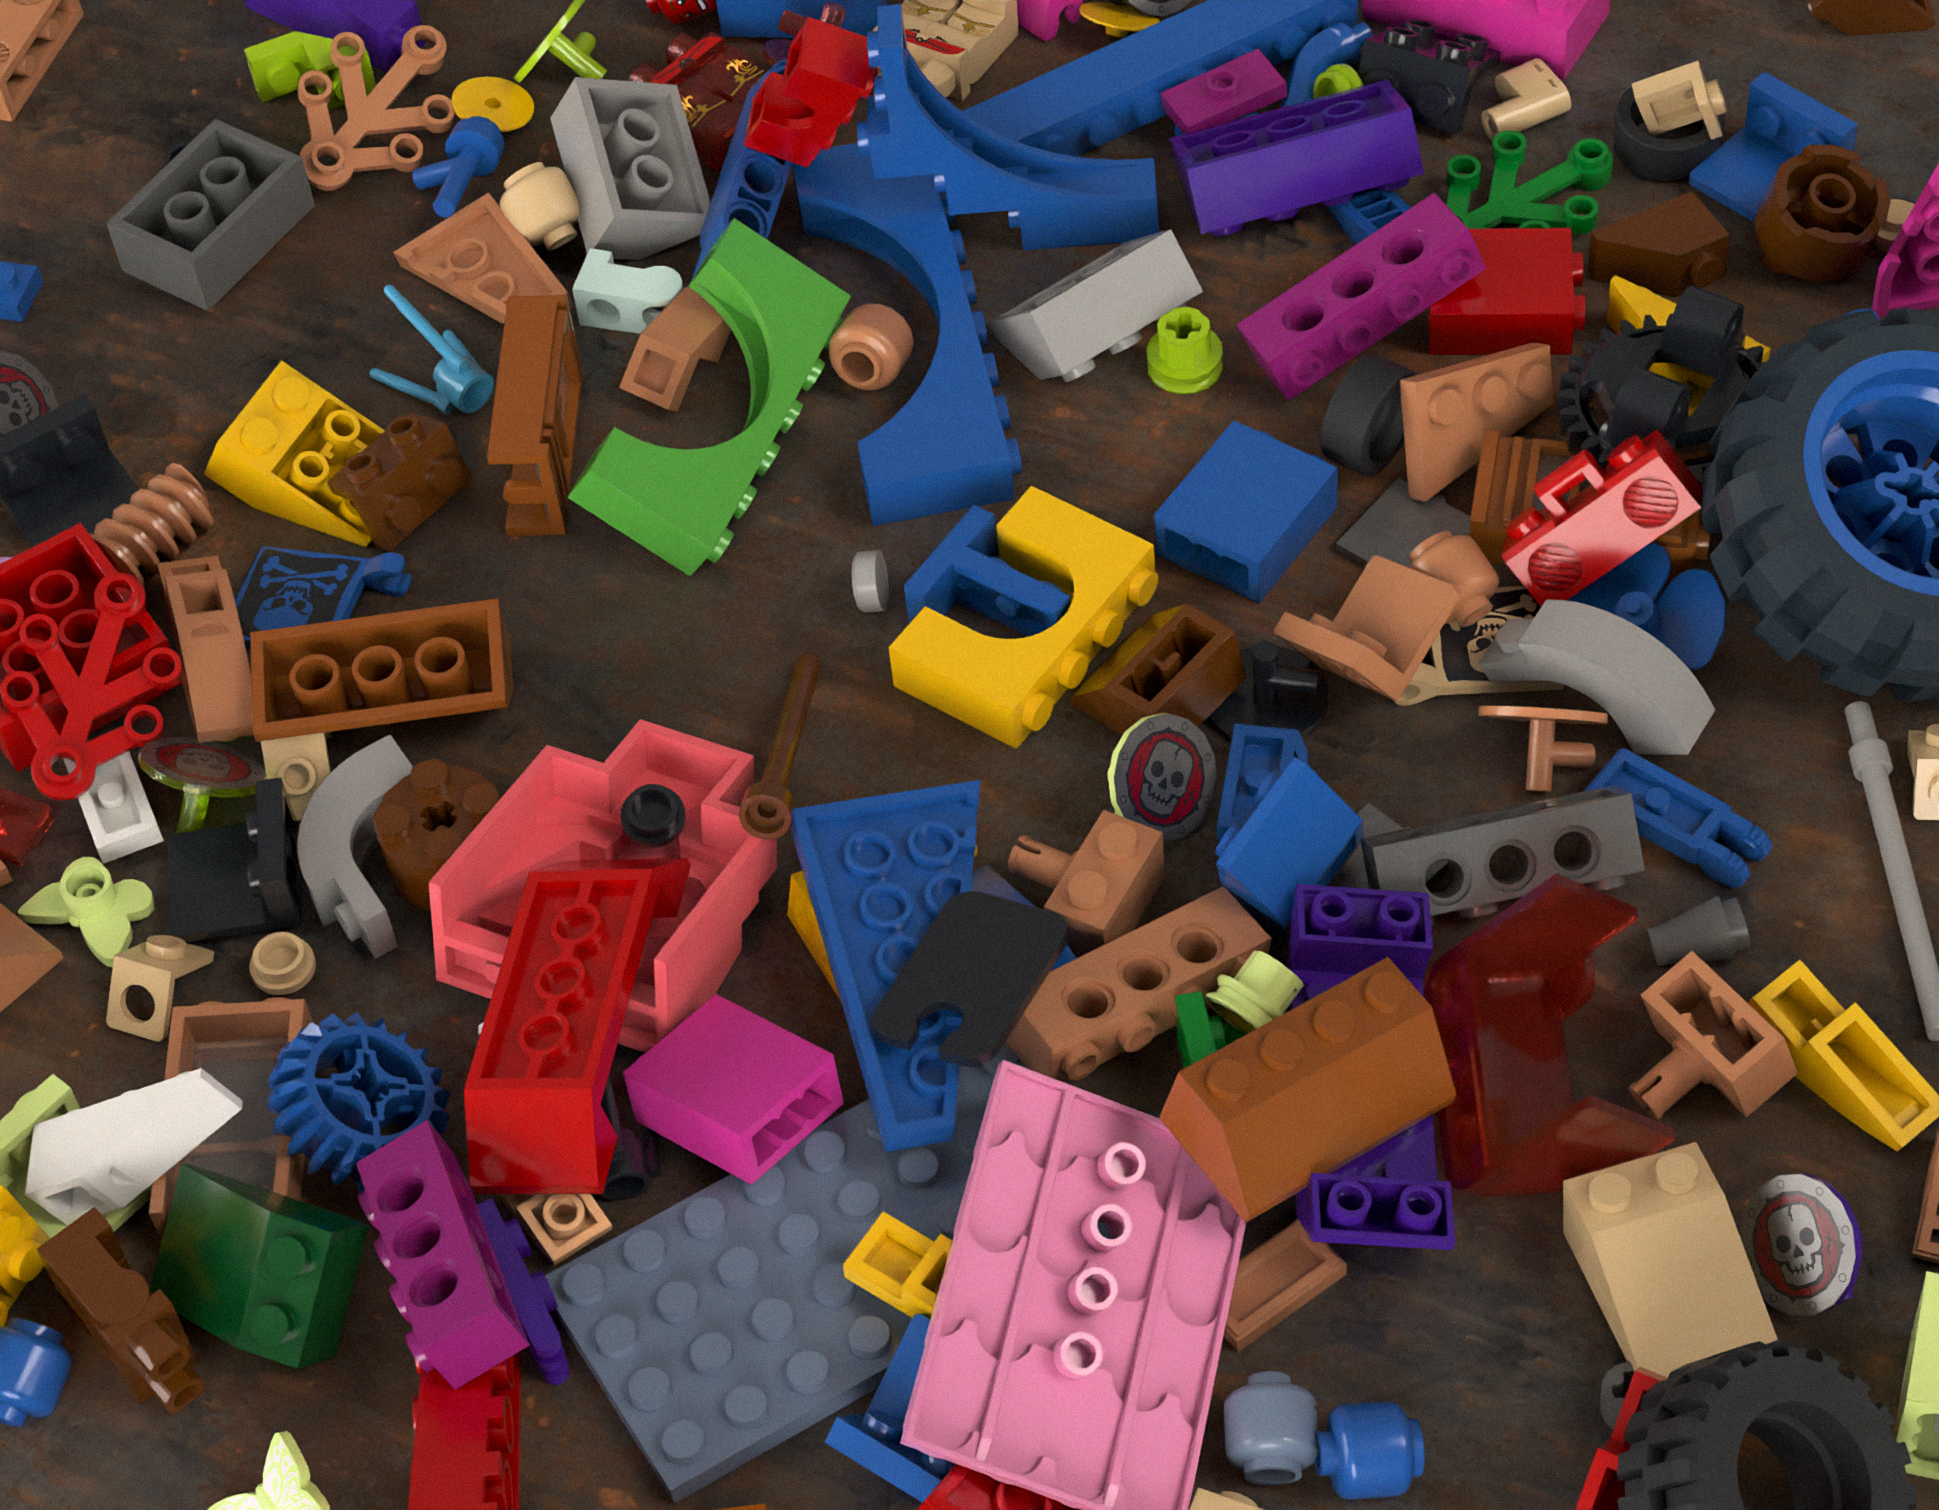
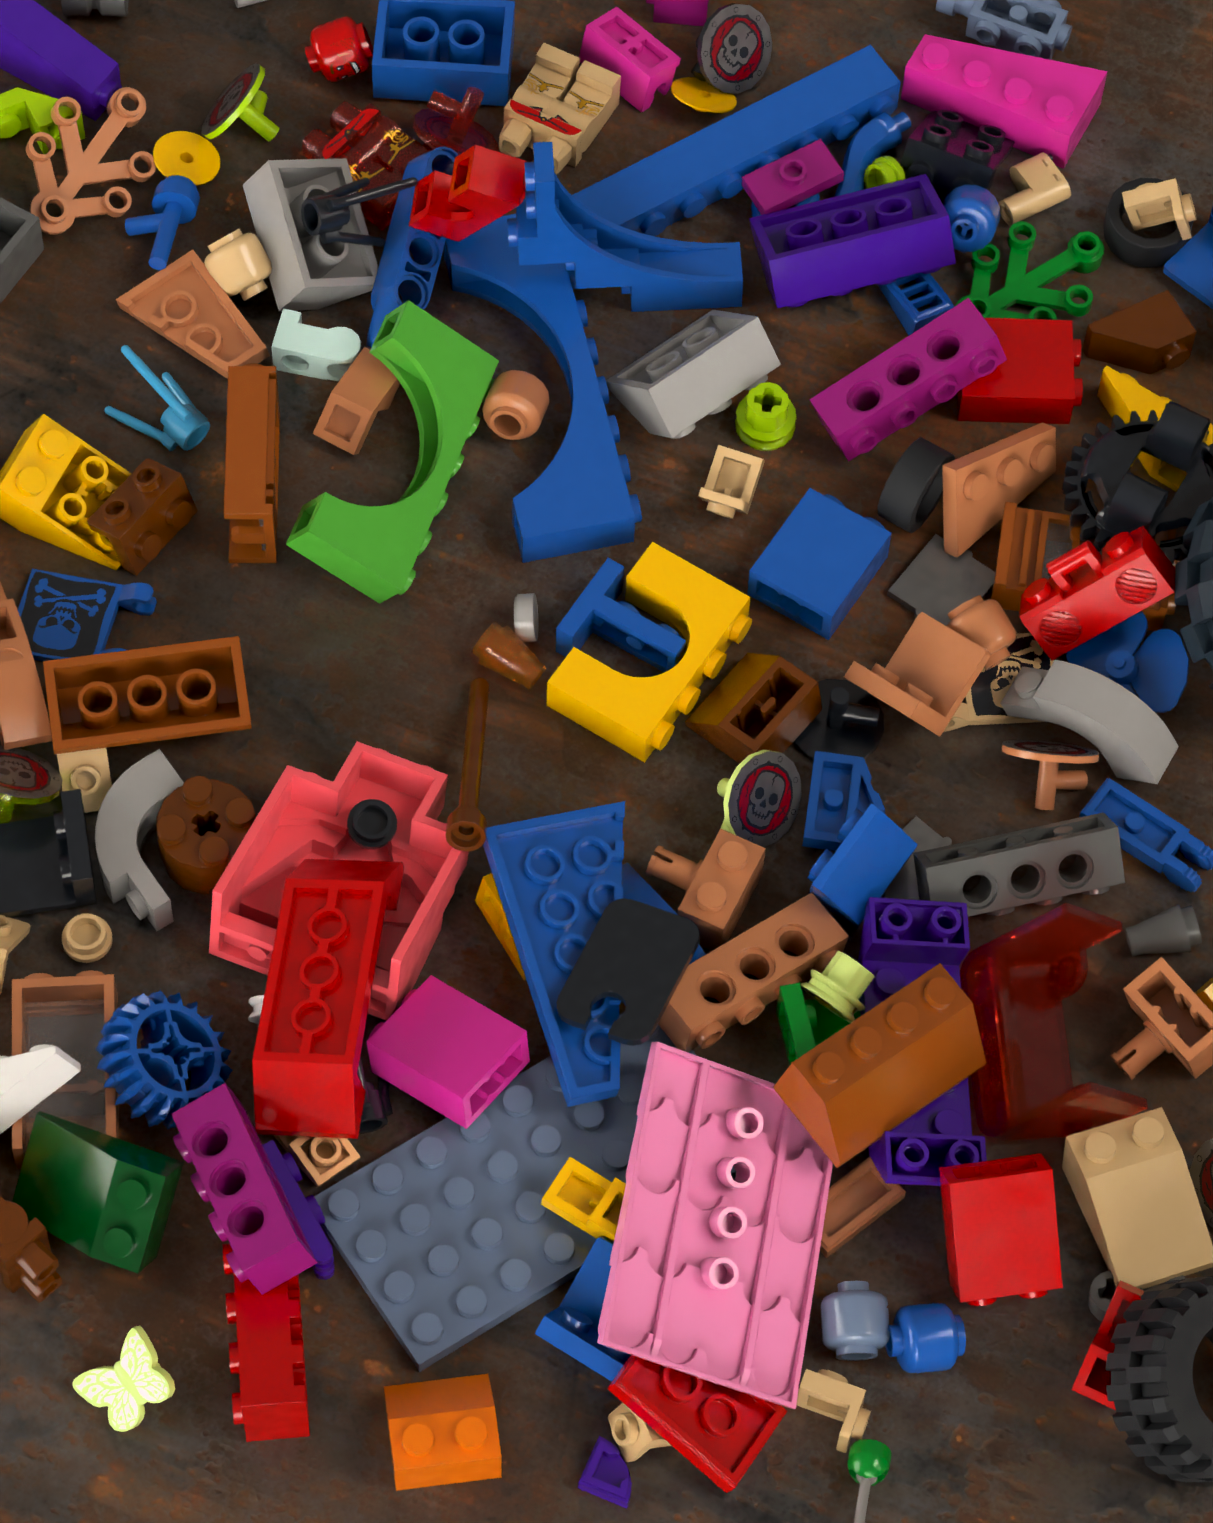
camera: 10 degrees left, 10 degrees up
(649, 133) = (330, 211): none -> black plant
(845, 625) = (508, 656): none -> clear orange cone
(1137, 424) = (731, 482): none -> tan bracket
(1457, 119) = (972, 217): none -> blue head
(1473, 1302) = (1001, 1229): none -> red brick

